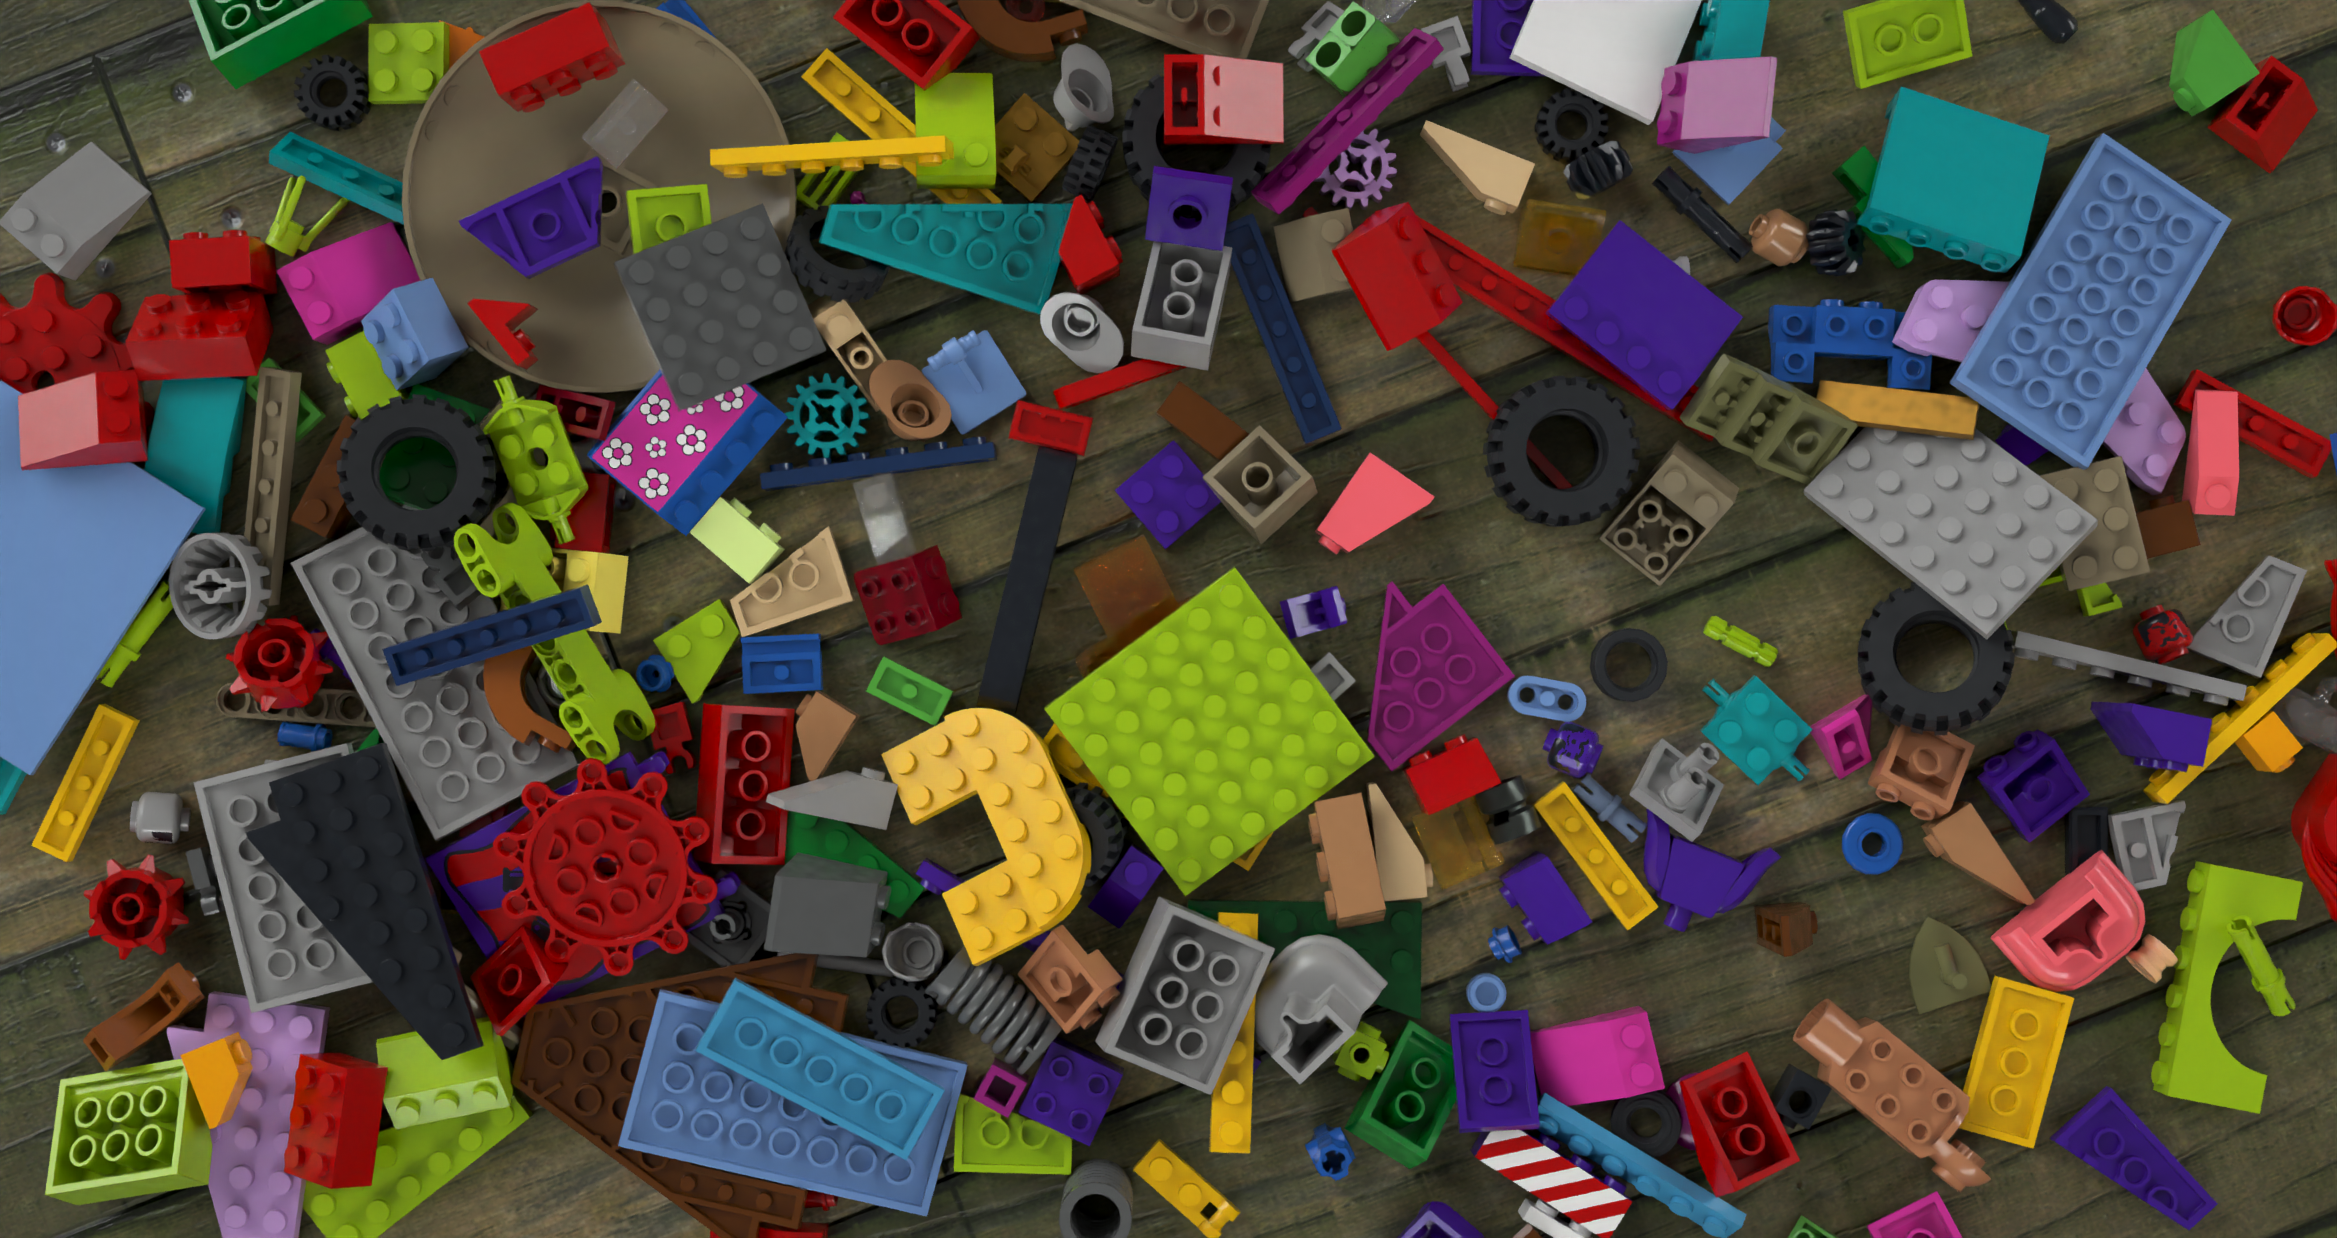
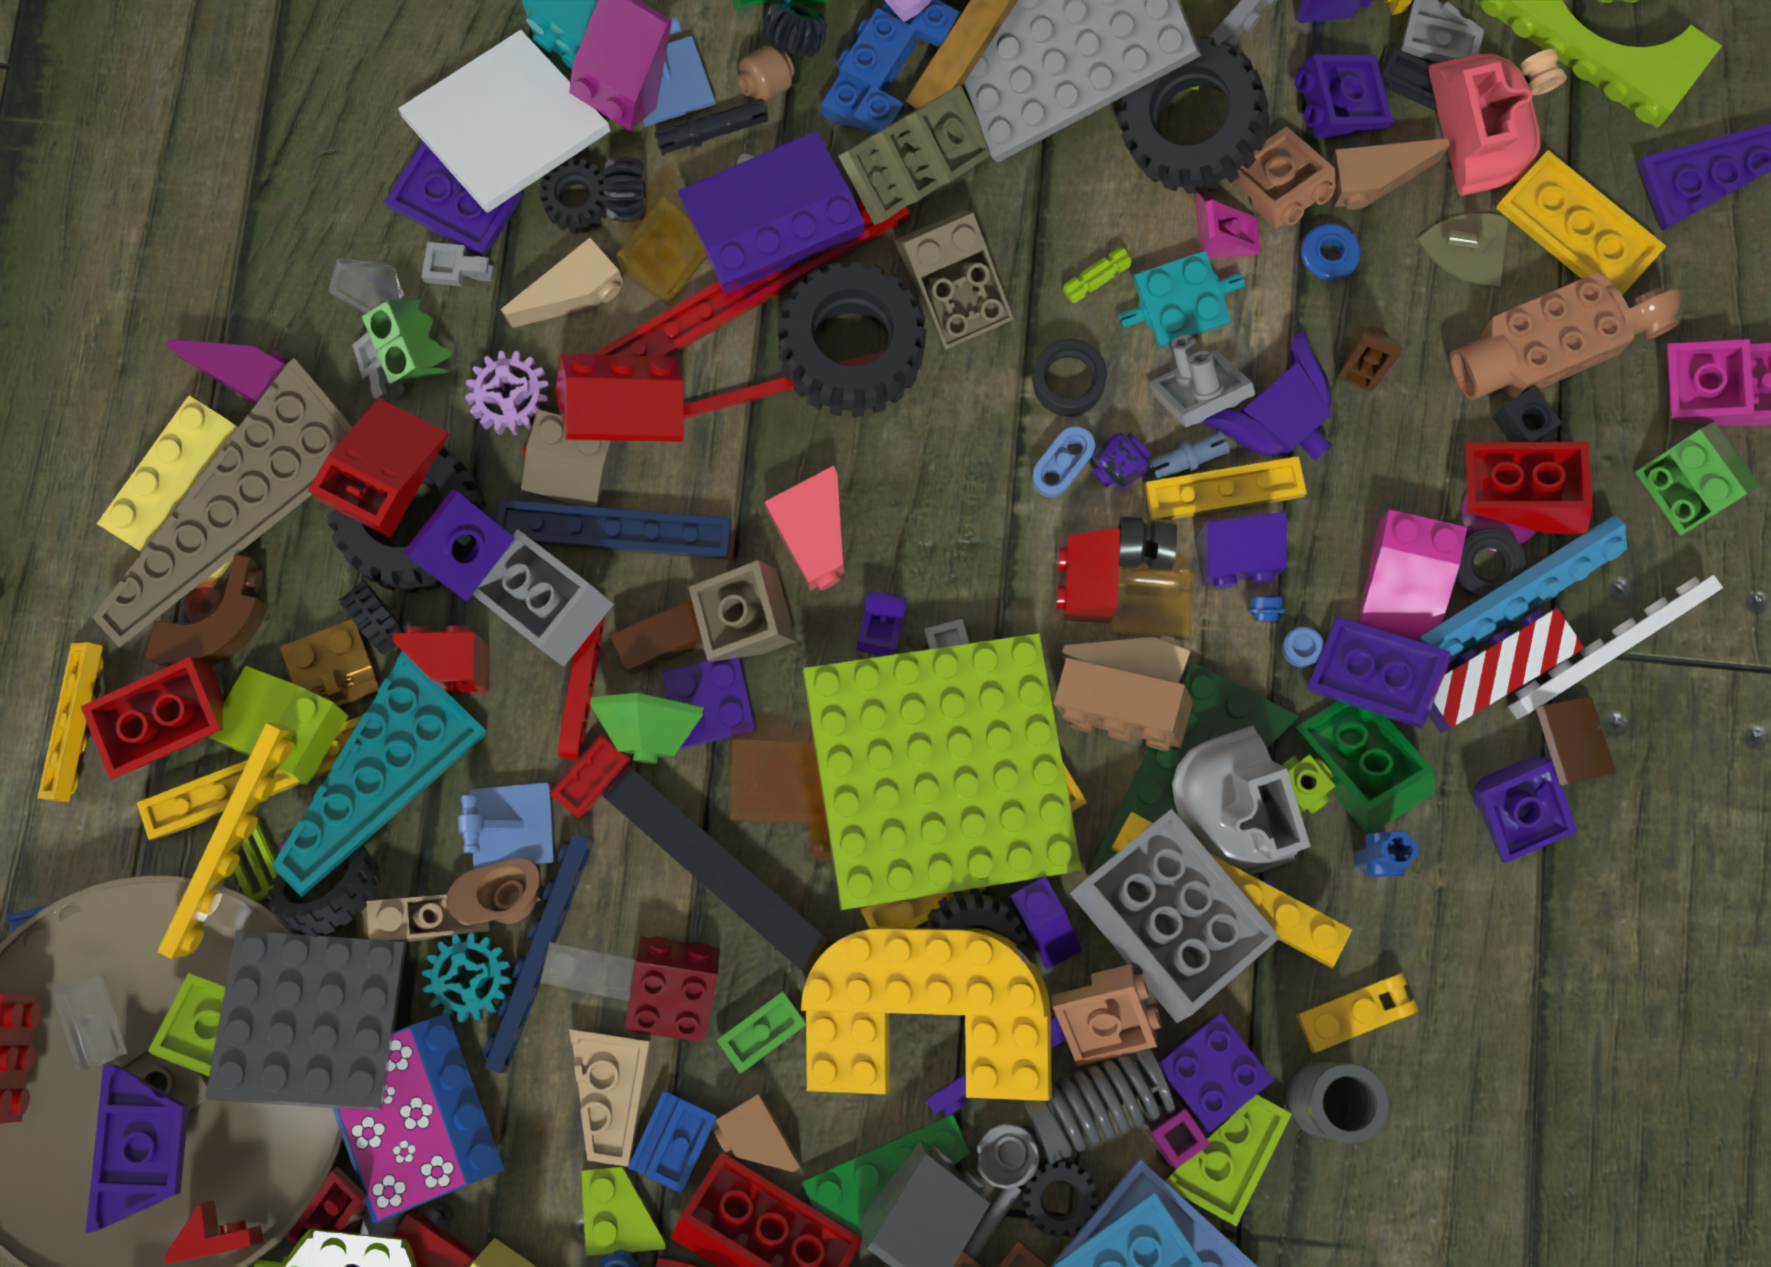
camera: 55 degrees left, 10 degrees down
(738, 539) = (536, 1122): yellowish green brick -> none
(844, 796) = (827, 1145): light grey slope -> none
(1082, 331) = (519, 701): light grey piece -> none
(1085, 88) = (306, 592): light grey piece -> none
(1116, 455) = (646, 724): none -> bright green slope
(1347, 120) = (463, 375): magenta plate -> none
(1427, 672) = (988, 553): magenta wing -> none

